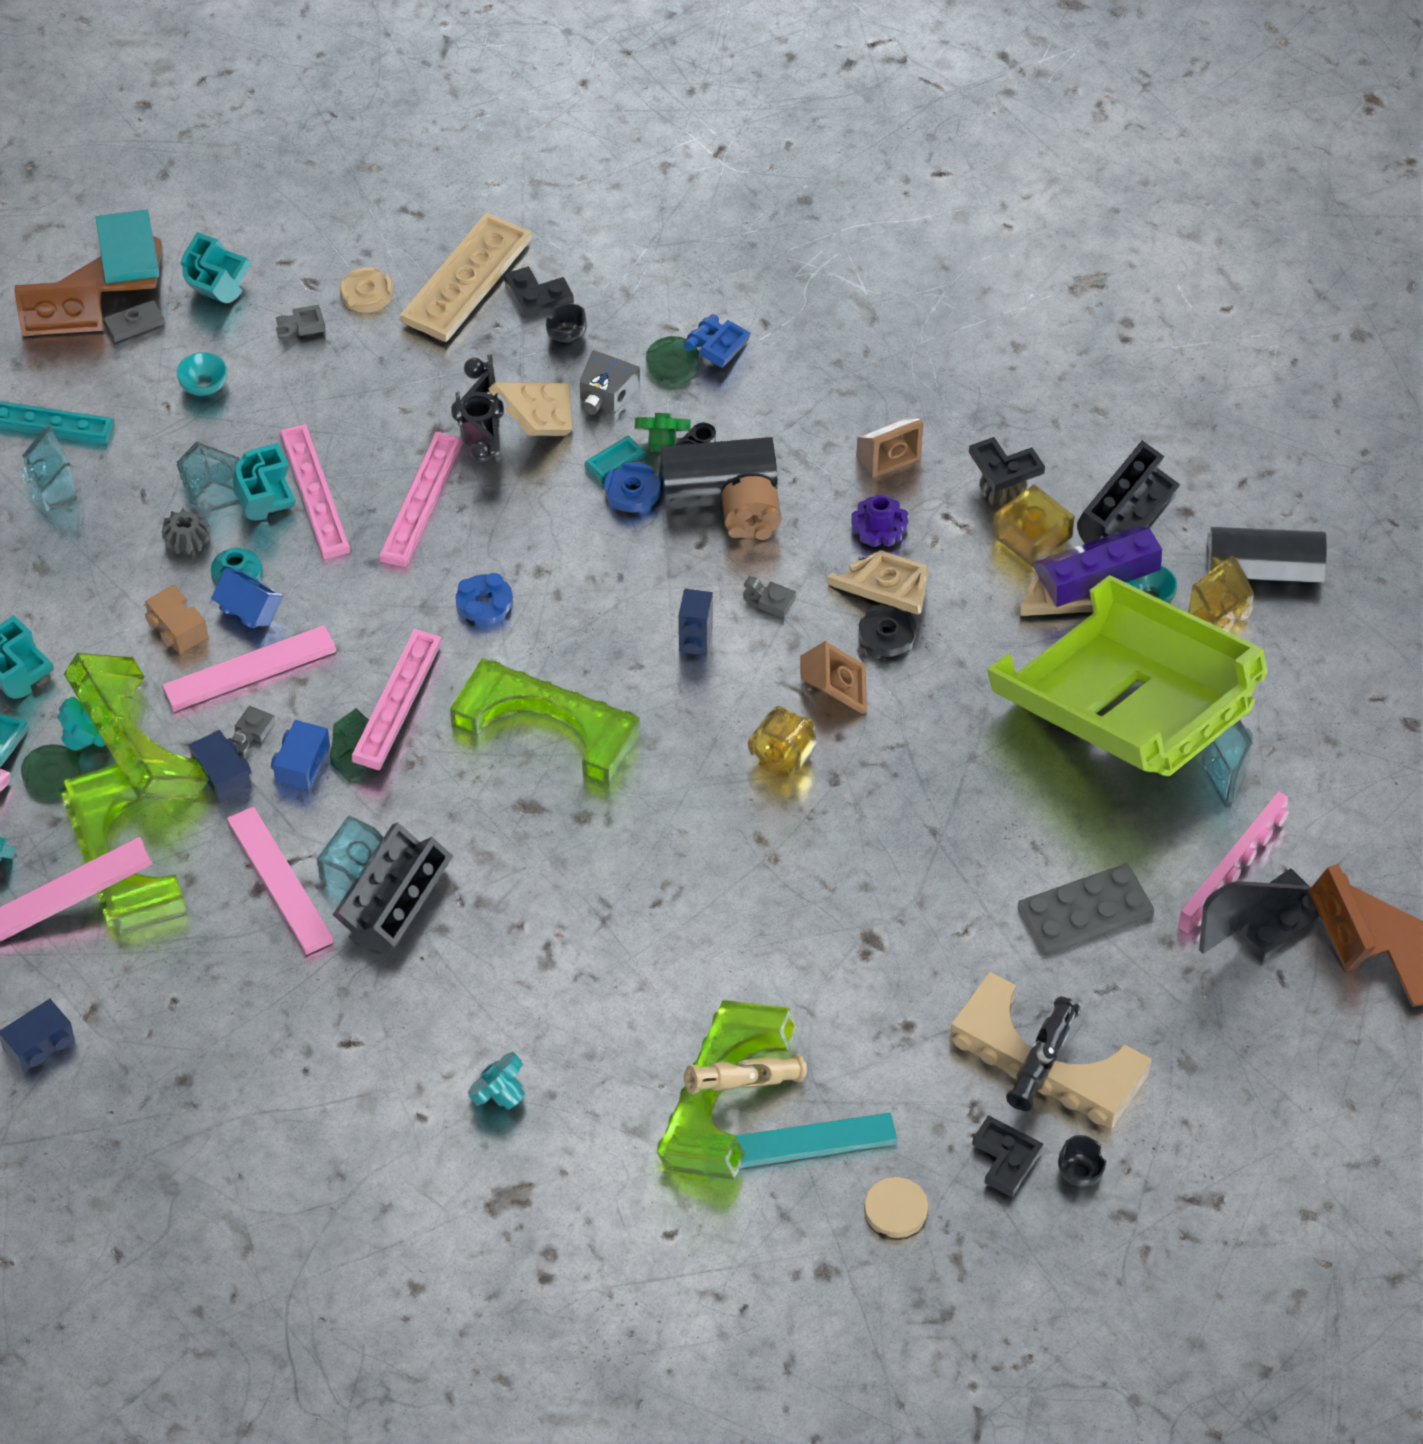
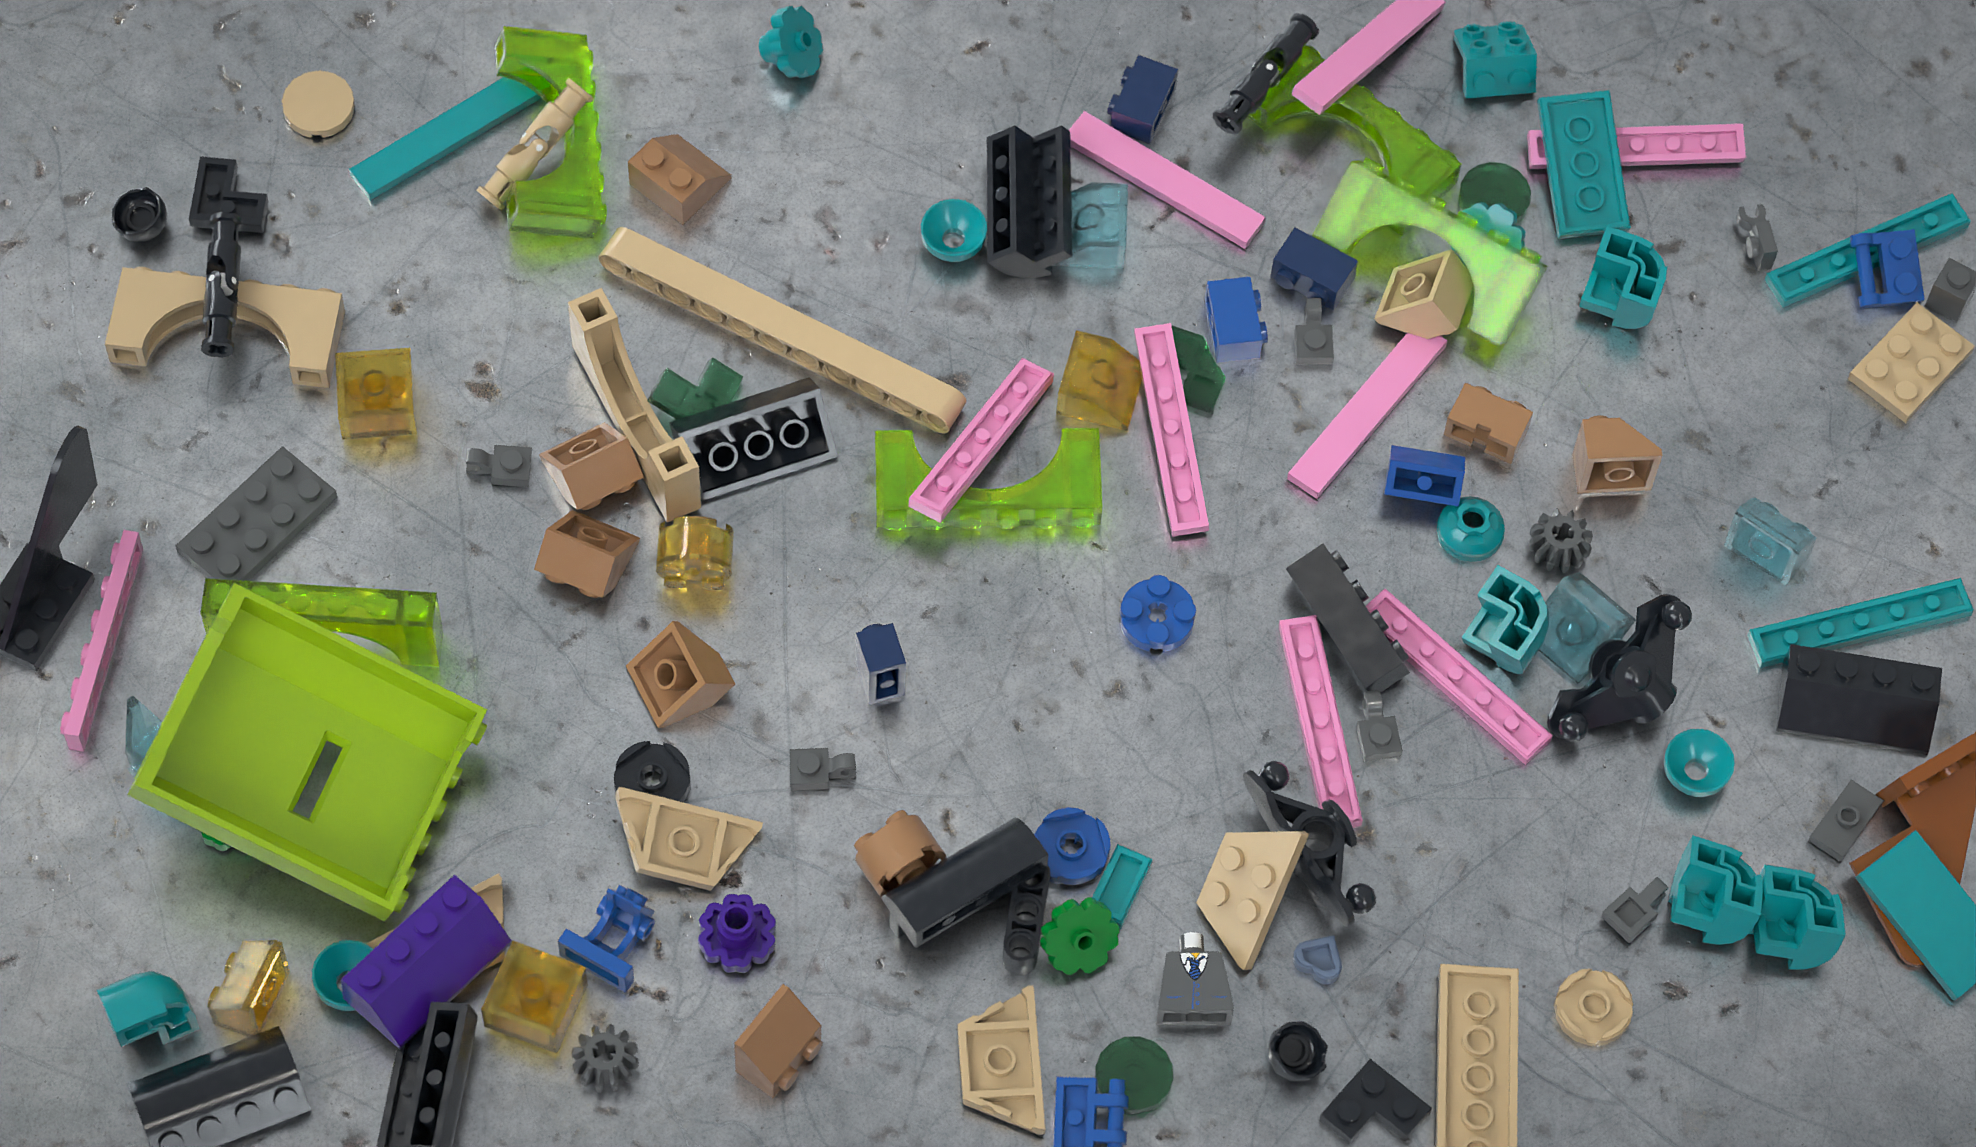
camera: 150 degrees right, 10 degrees up
(69, 374) = (1858, 699): none -> black slope
(118, 552) = (1613, 457): none -> medium nougat slope
(137, 897) = (1253, 88): none -> black piece
(161, 708) = (1426, 296): none -> tan slope
(218, 433) = (1626, 676): none -> black piece
(250, 299) = (1715, 892): none -> teal brick
(255, 936) = (1143, 98): none -> dark blue brick
(362, 536) = (1348, 620): none -> black brick
(388, 476) = (1377, 733): none -> dark grey plate
(428, 754) = (1099, 382): none -> clear yellow slope
(460, 884) = (953, 217): none -> teal piece
(515, 372) = (1319, 958): none -> sand blue tile
(535, 737) = (980, 440): none -> bright pink tile
(633, 883) = (782, 330): none -> tan beam
(642, 1025) = (676, 176): none -> medium nougat slope
(694, 815) = (758, 437): none -> black slope
(704, 859) = (682, 398): none -> clear green tile
(749, 393) = (1003, 1062): none -> tan wing
(774, 844) = (665, 463): none -> tan arch
(823, 842) = (592, 466): none -> medium nougat slope
(856, 784) = (585, 554): none -> medium nougat slope
(885, 872) = (506, 466): none -> dark grey plate
(958, 945) = (376, 393): none -> clear yellow brick
(974, 540) = (627, 912): none -> blue tile
(1004, 470) = (602, 1041): black plate -> none
(1127, 807) = (396, 619): none -> clear neon green arch
(1295, 610) = (147, 1005): none -> teal brick

